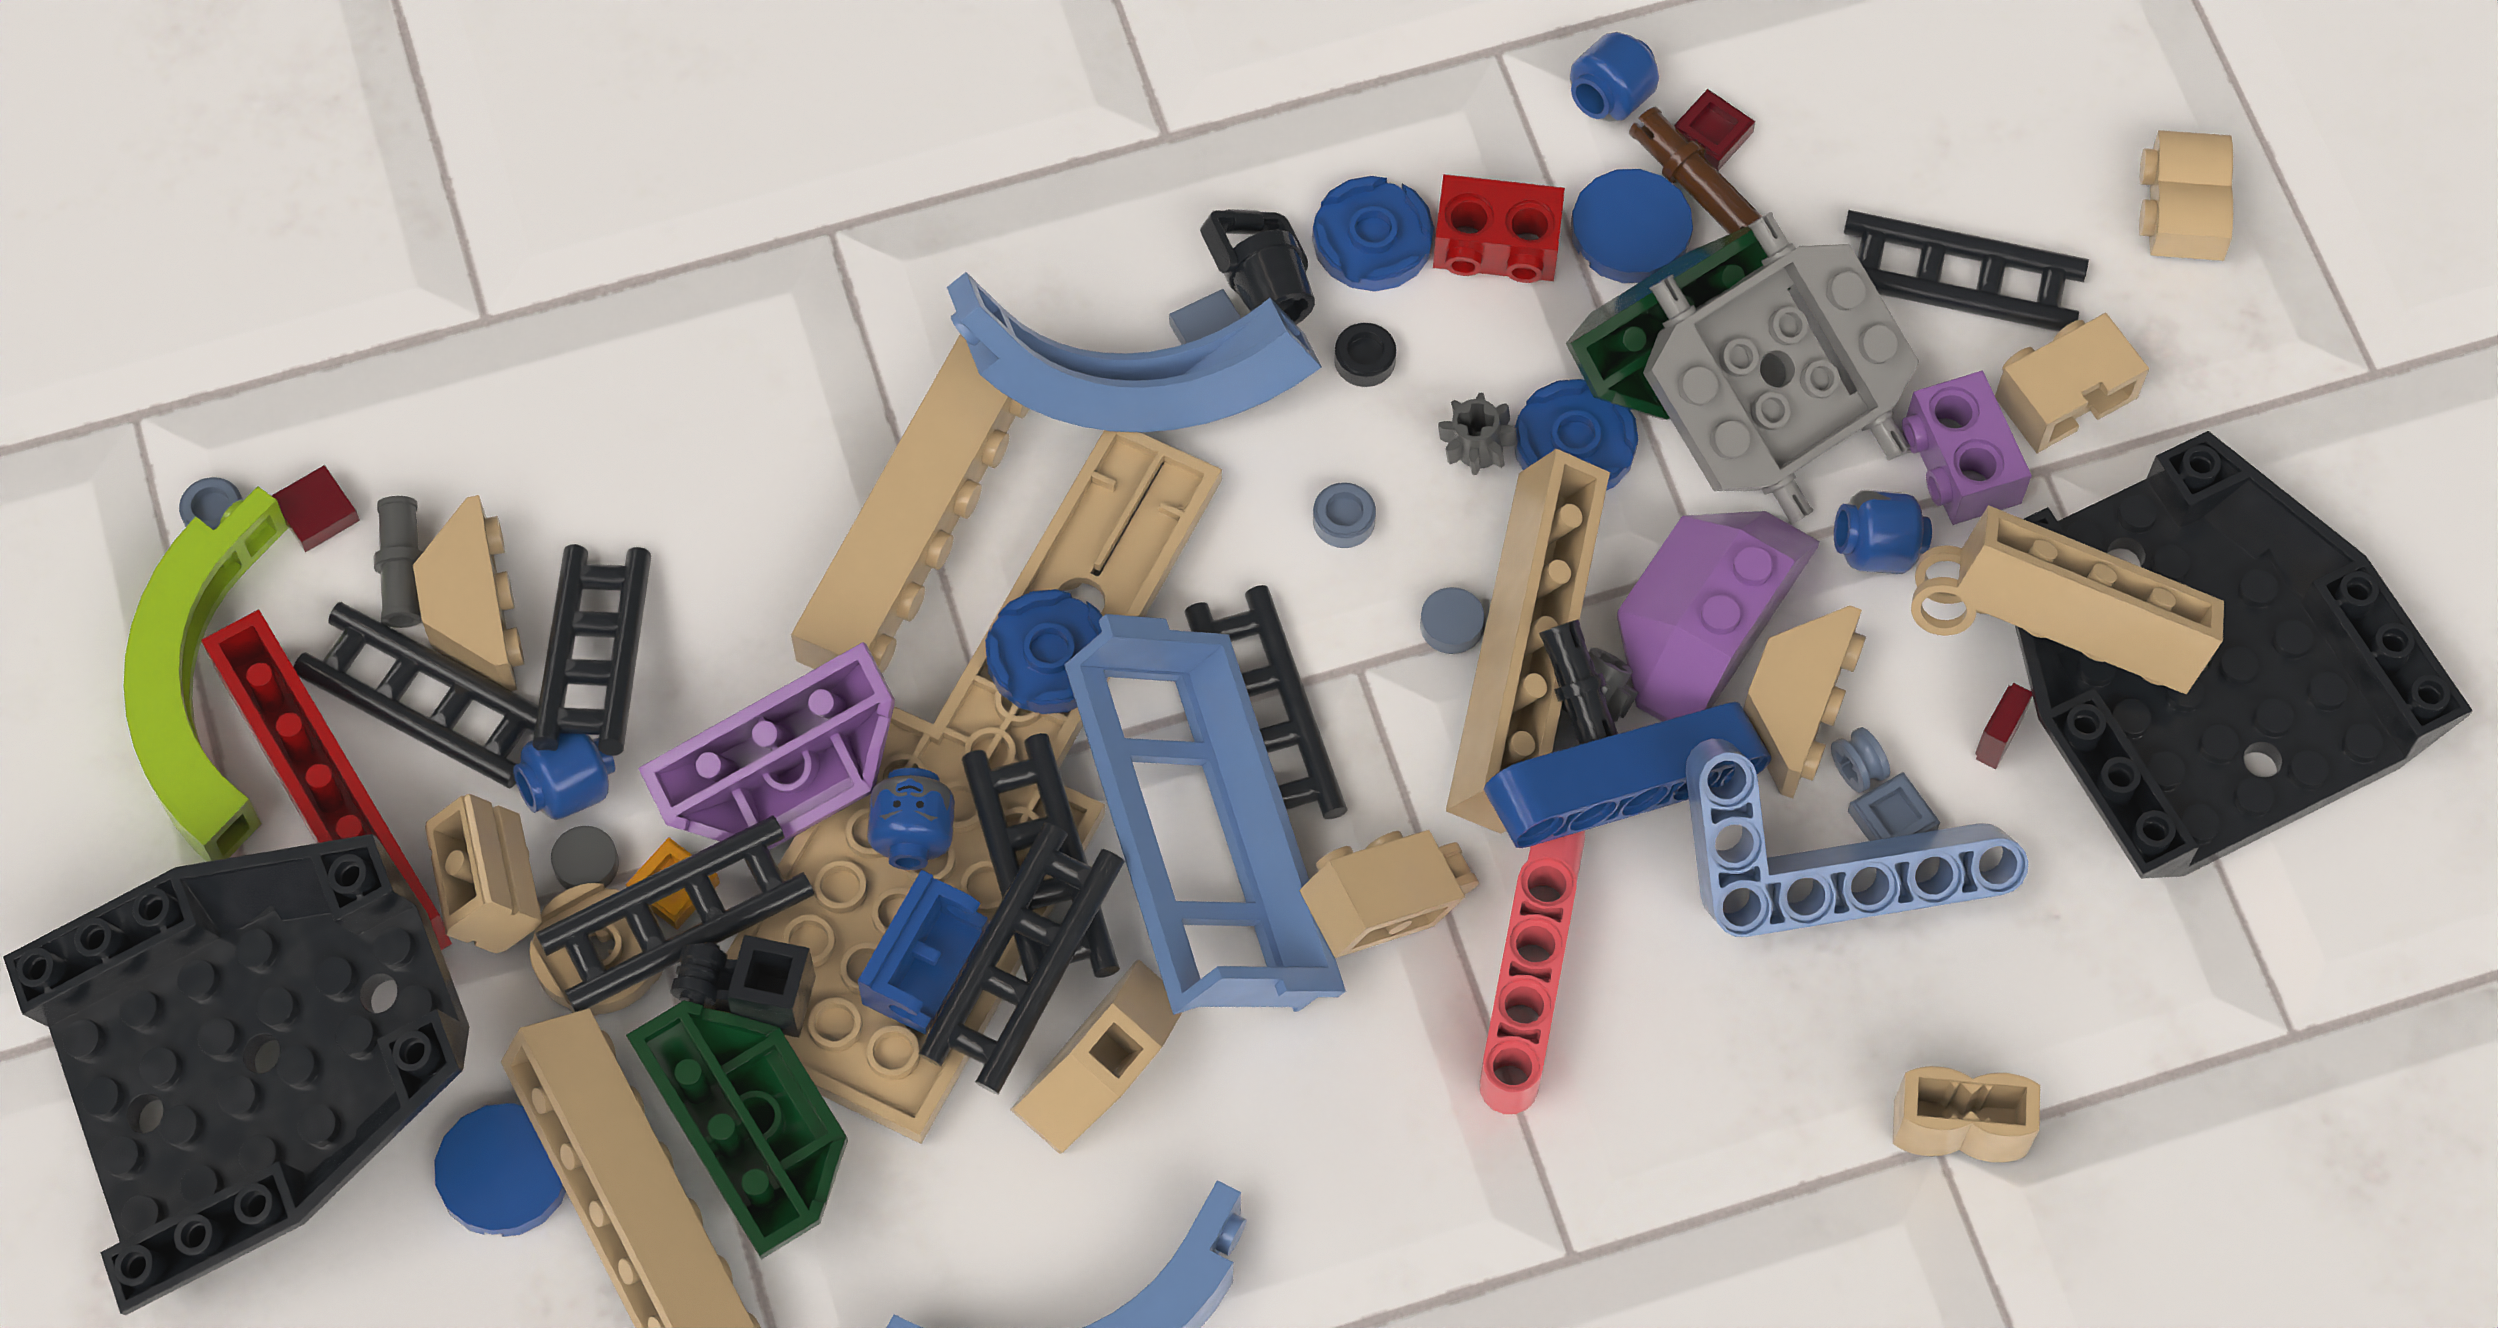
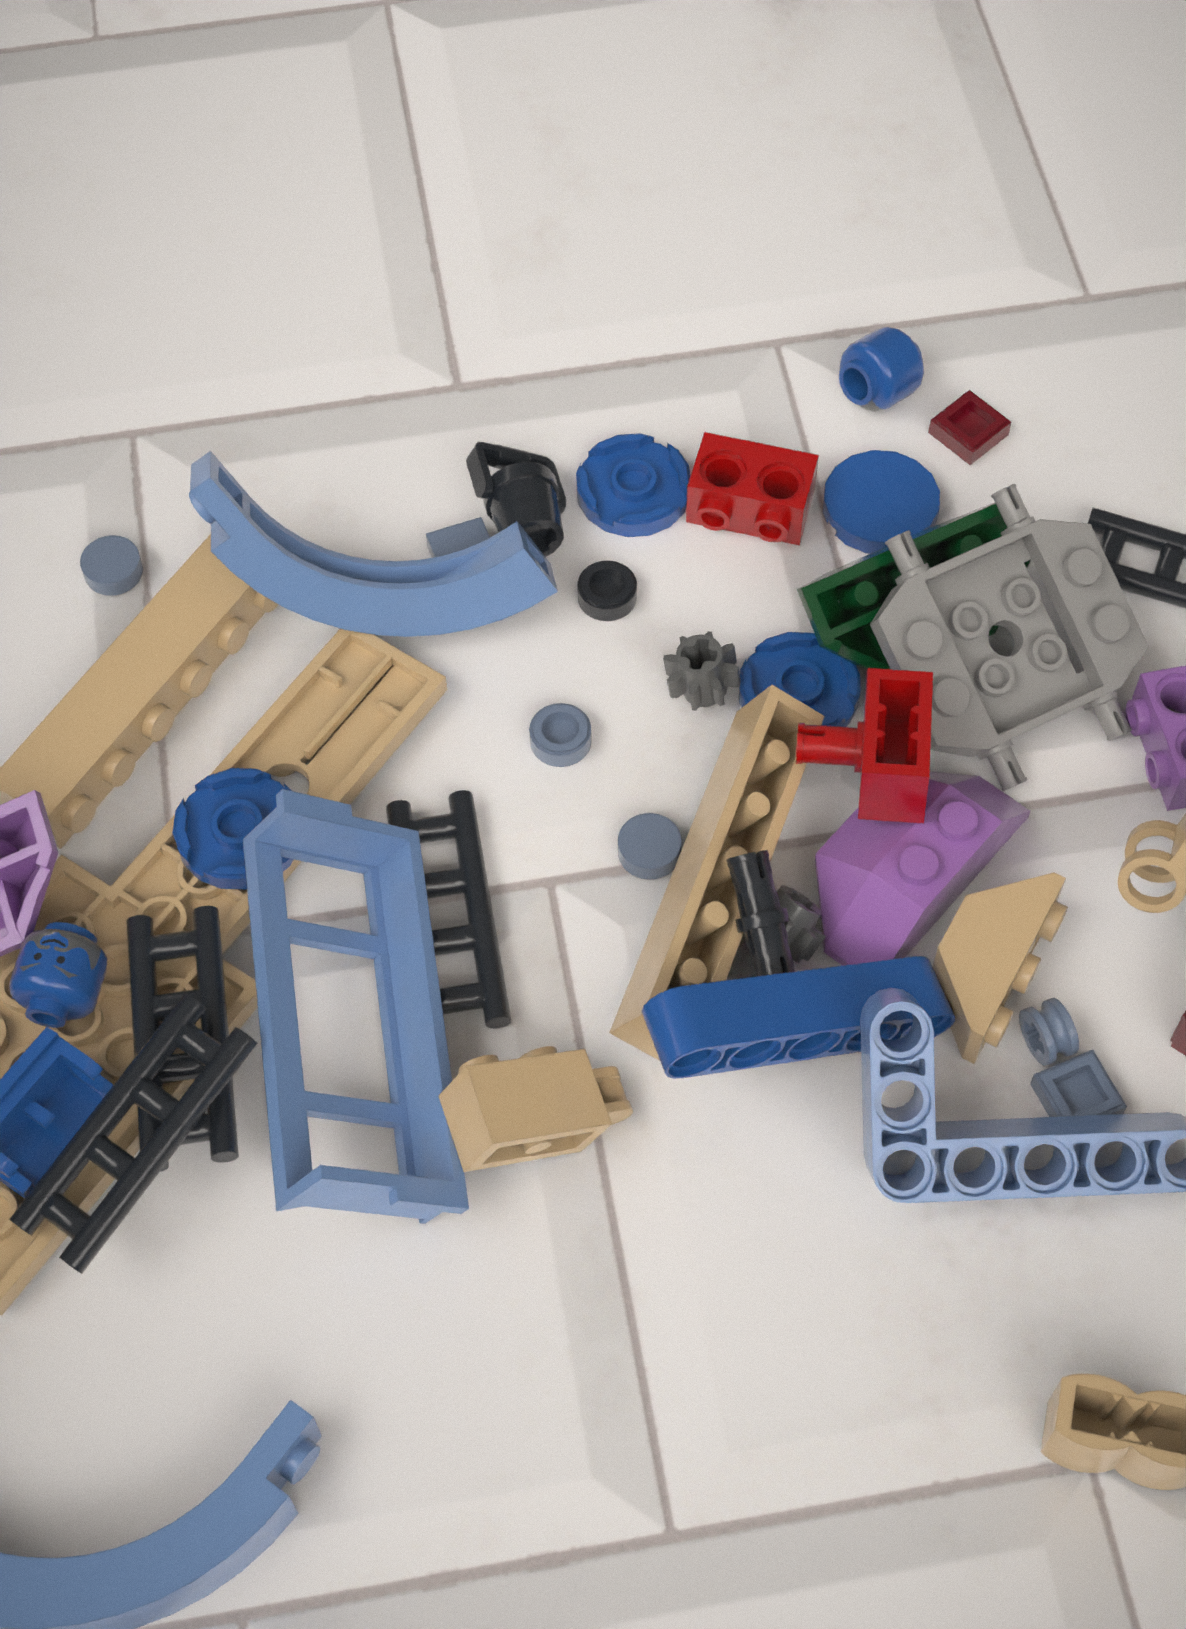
camera: 10 degrees right, 5 degrees down
(847, 383) = (111, 565): none -> sand blue tile
(1099, 1059) = (198, 1249): tan slope -> none
(1527, 982) = (668, 1224): coral piece -> none
(1677, 500) = (885, 748): none -> red brick
(1686, 164) = (940, 452): reddish brown pin -> none
(1882, 531) = (1094, 806): blue head -> none

